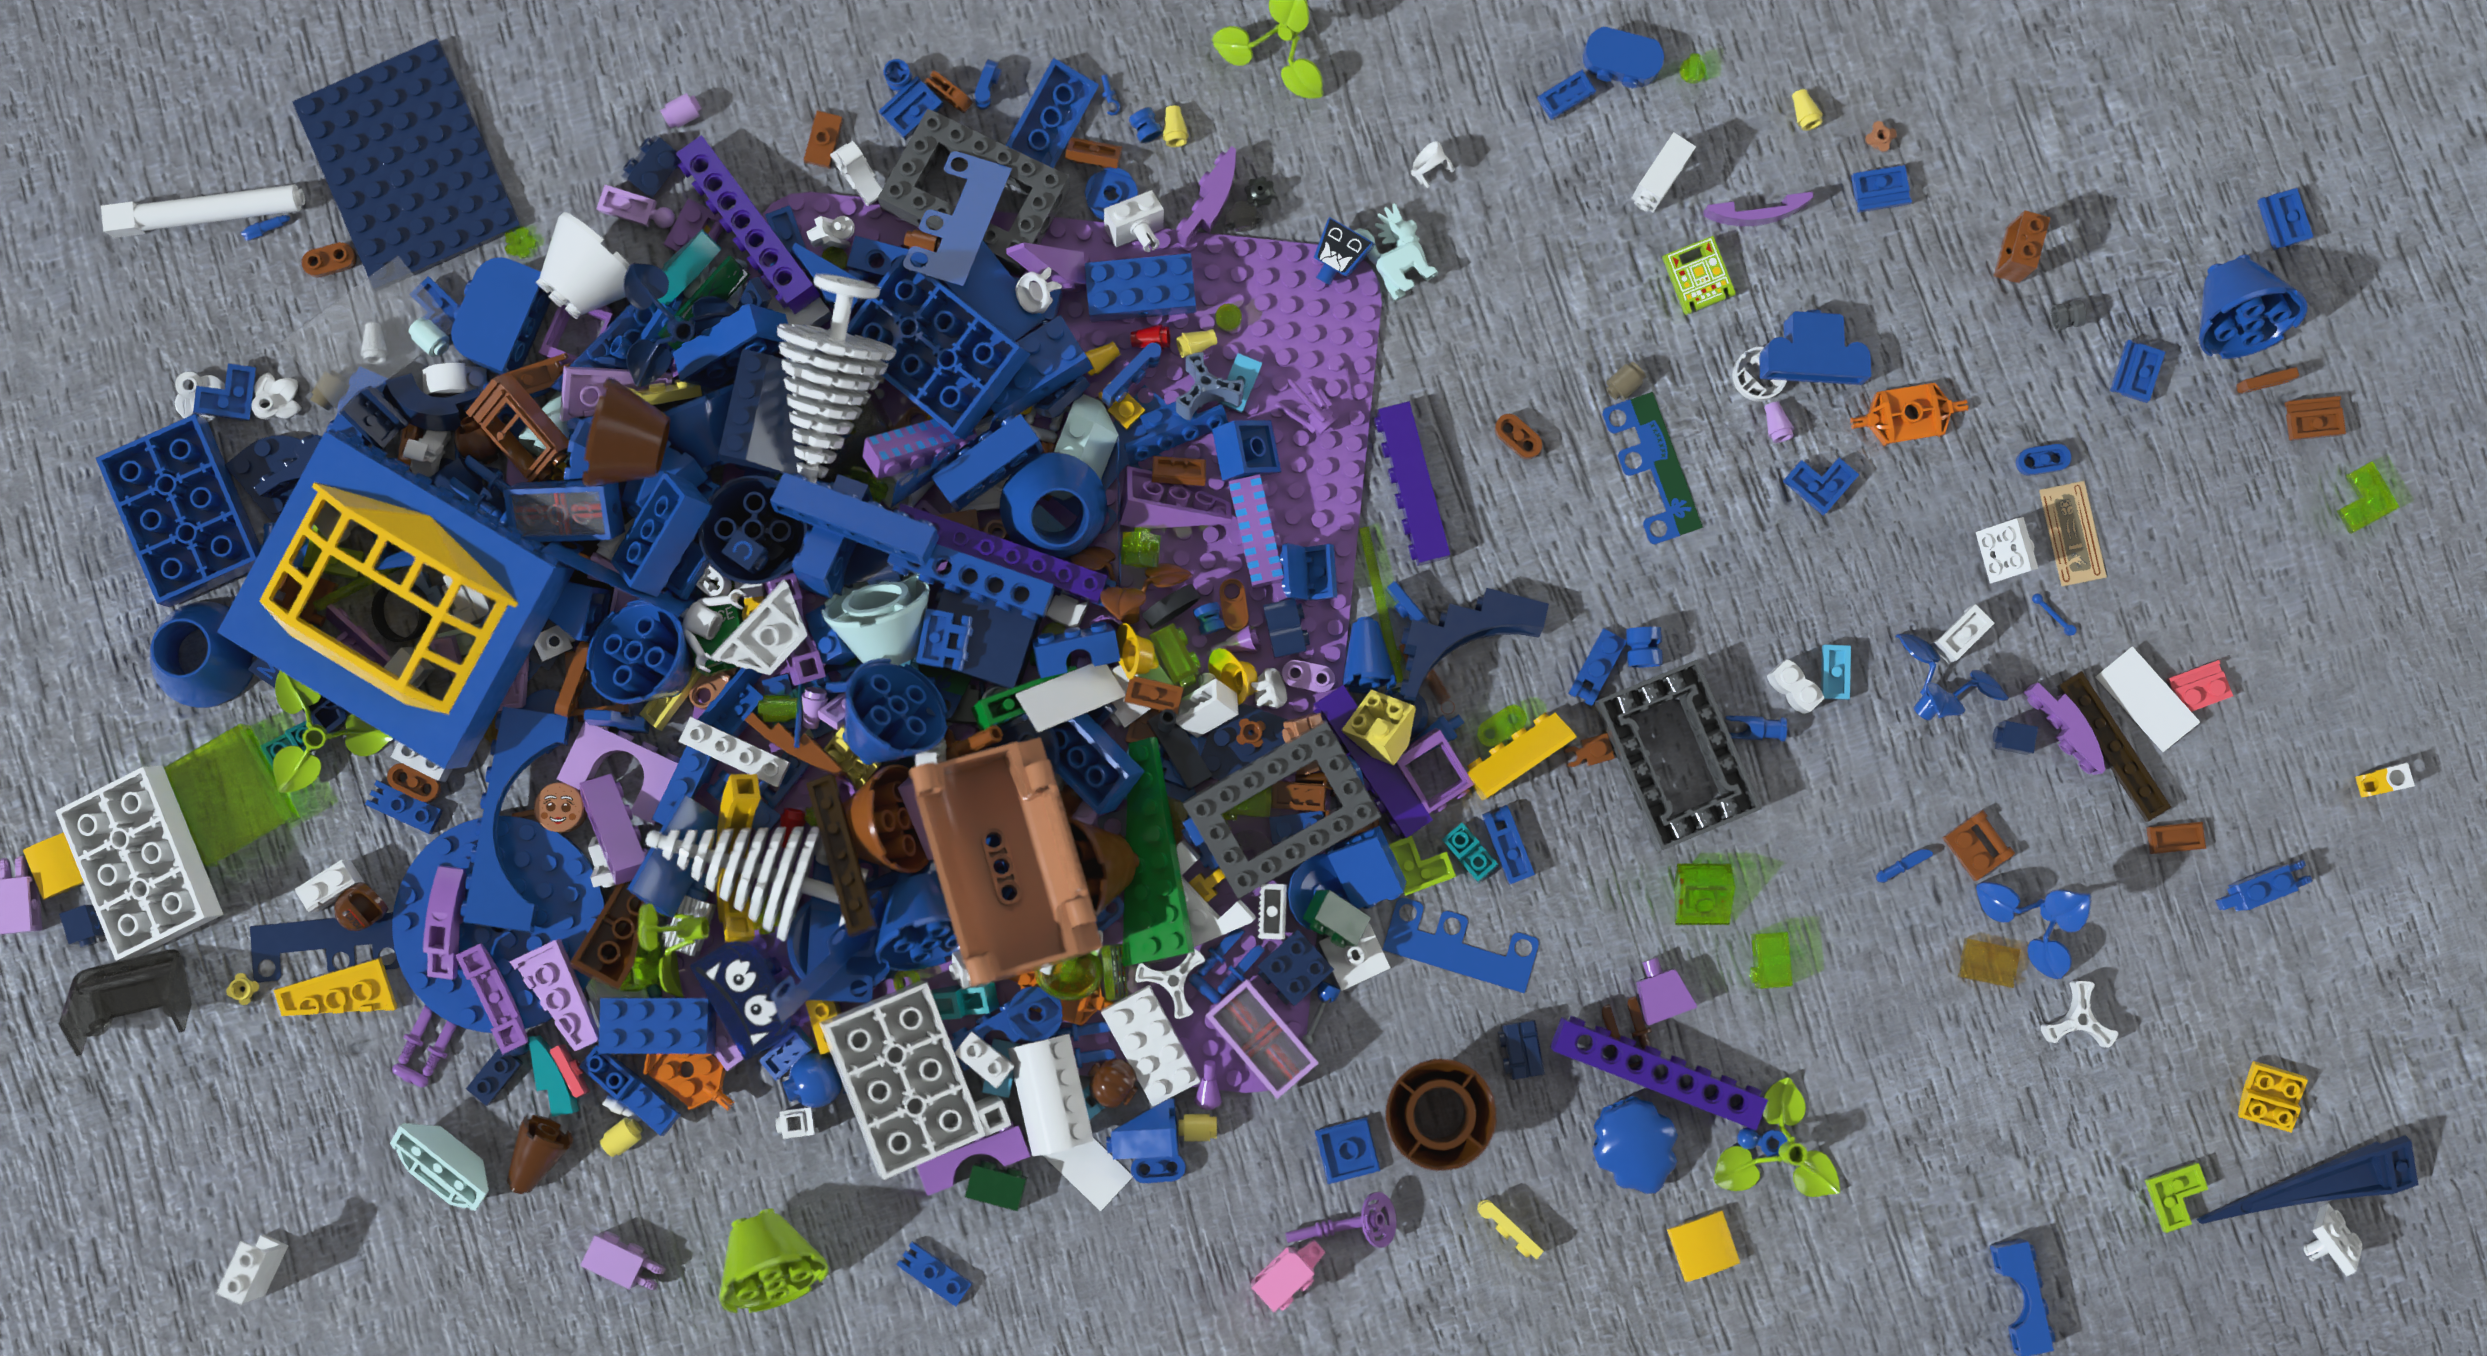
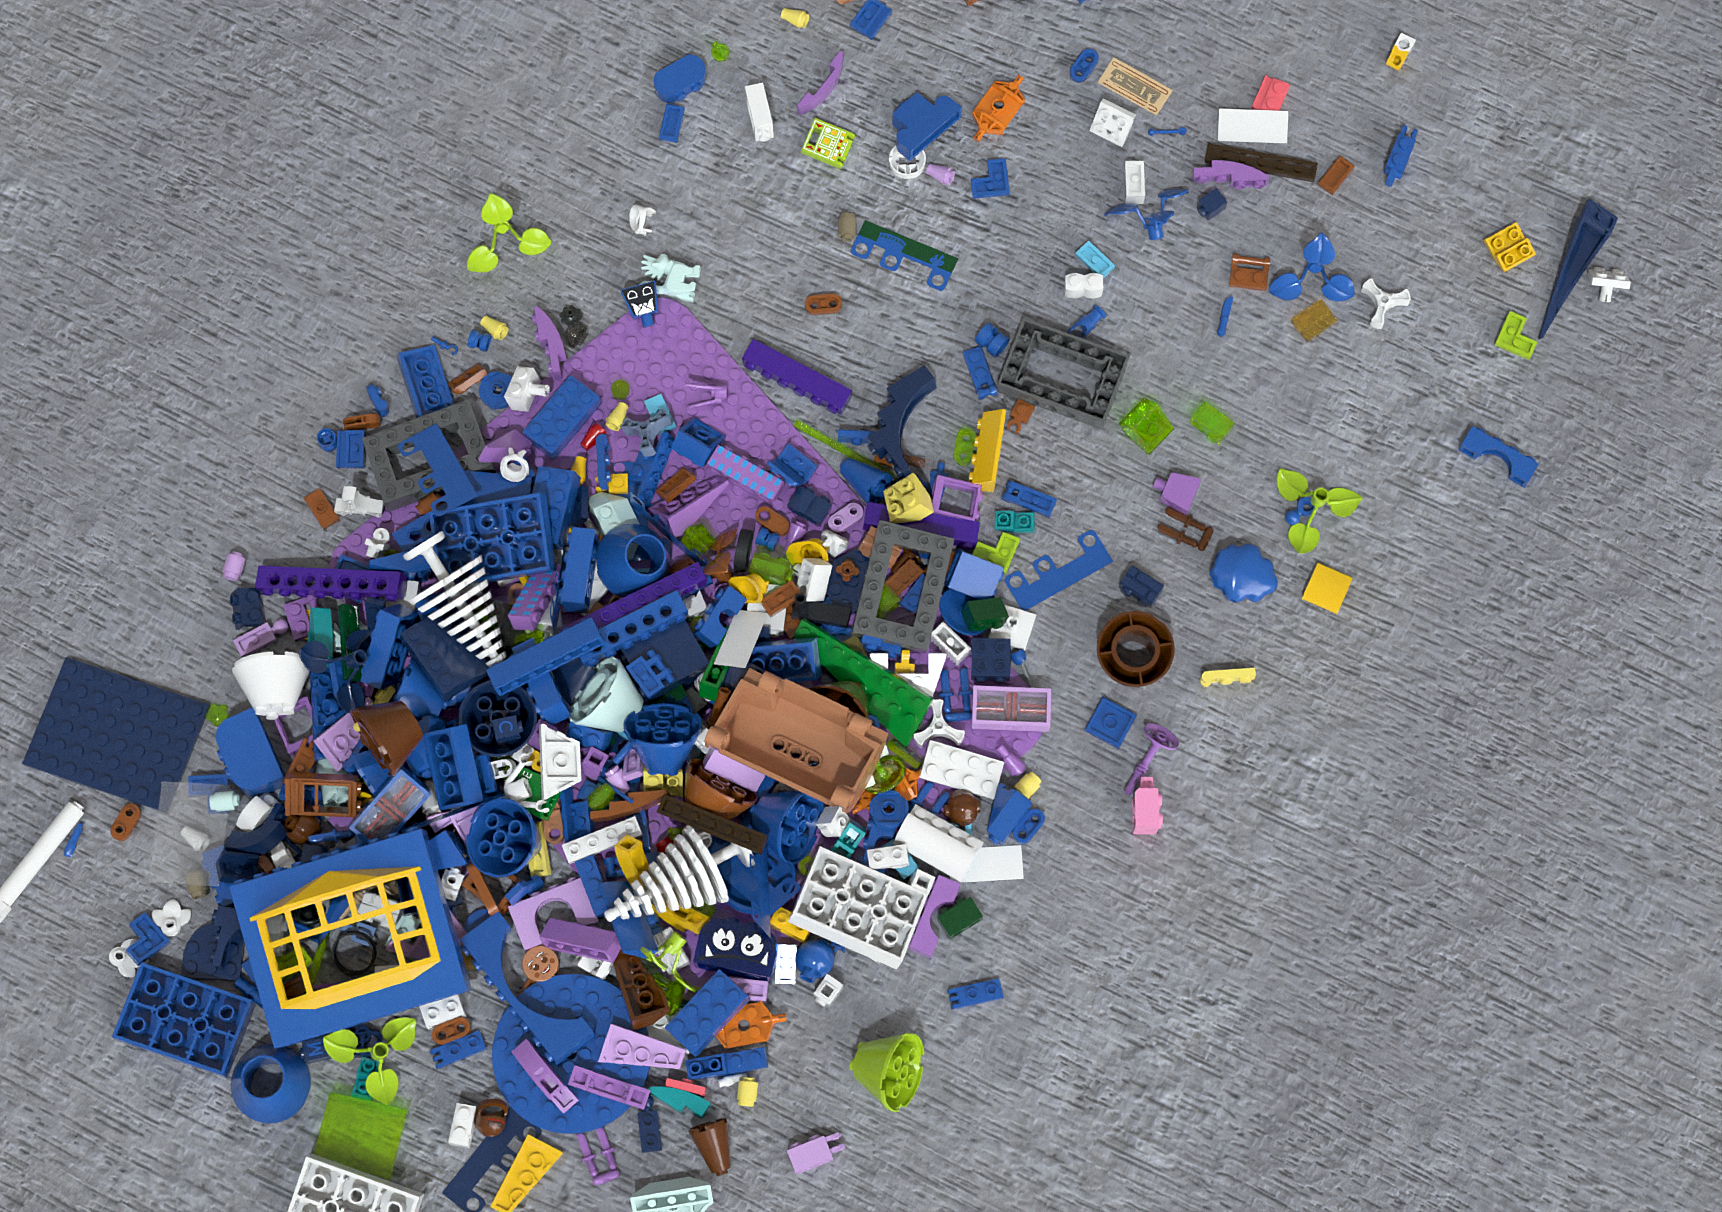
camera: 45 degrees left, 10 degrees down
(1746, 1113) = (1158, 559): dark purple brick -> none

